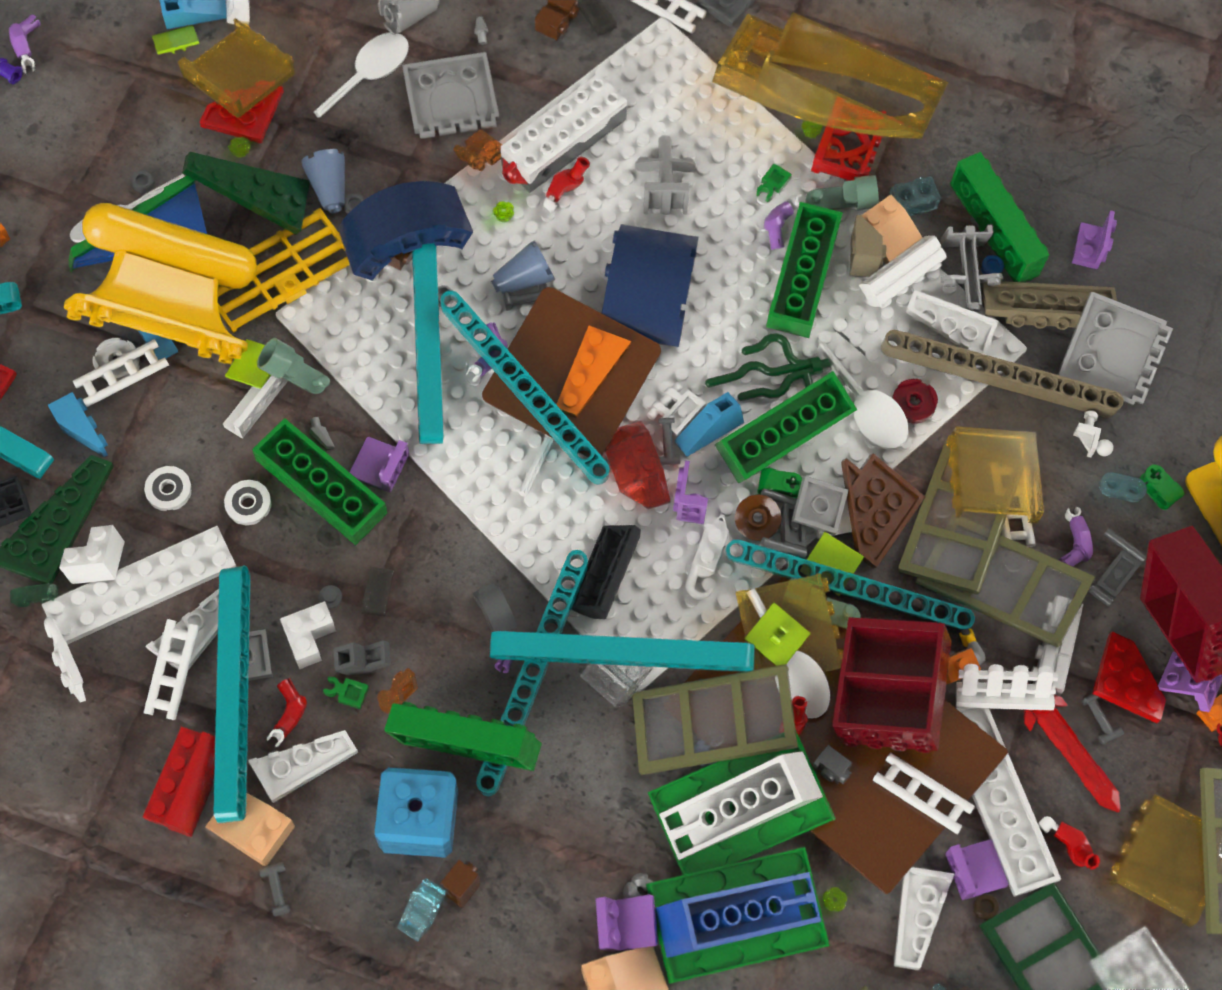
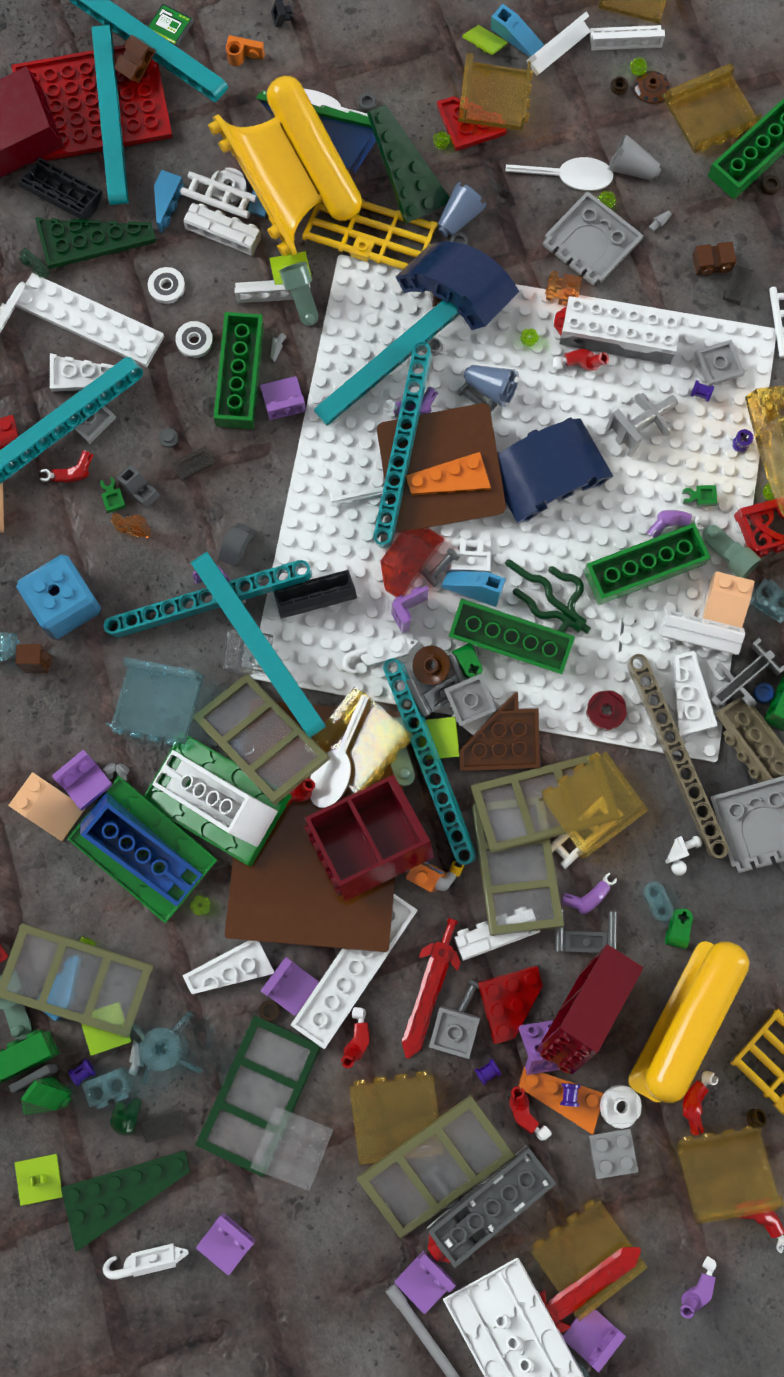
camera: 55 degrees right, 10 degrees up
(97, 559) = (83, 280): white brick -> none
(157, 395) = (222, 228): none -> white brick
(160, 679) = (55, 381): white bar -> none
(292, 768) = (37, 501): white wing -> none
(304, 628) = (131, 438): white brick -> none
(422, 51) = (605, 194): none -> clear neon green plate
(463, 736) = (125, 587): green brick -> none
(598, 795) = (156, 701): none -> clear light blue panel
(660, 79) = (719, 363): none -> light grey plate
(675, 111) = (702, 391): none -> dark purple bush
(746, 114) = (740, 436): none -> dark purple bush
(777, 635) = (347, 737): lime piece -> none
(833, 766) = (286, 839): dark grey brick -> none
(865, 249) = (695, 594): dark tan slope -> none
(876, 413) = (577, 689): white piece -> none
(920, 778) = (322, 922): white bar -> none
(1006, 695) = (429, 920): white fence -> none
(1125, 748) = (454, 1032): none -> light grey plate
(1182, 746) = (488, 1072): none -> dark purple bush

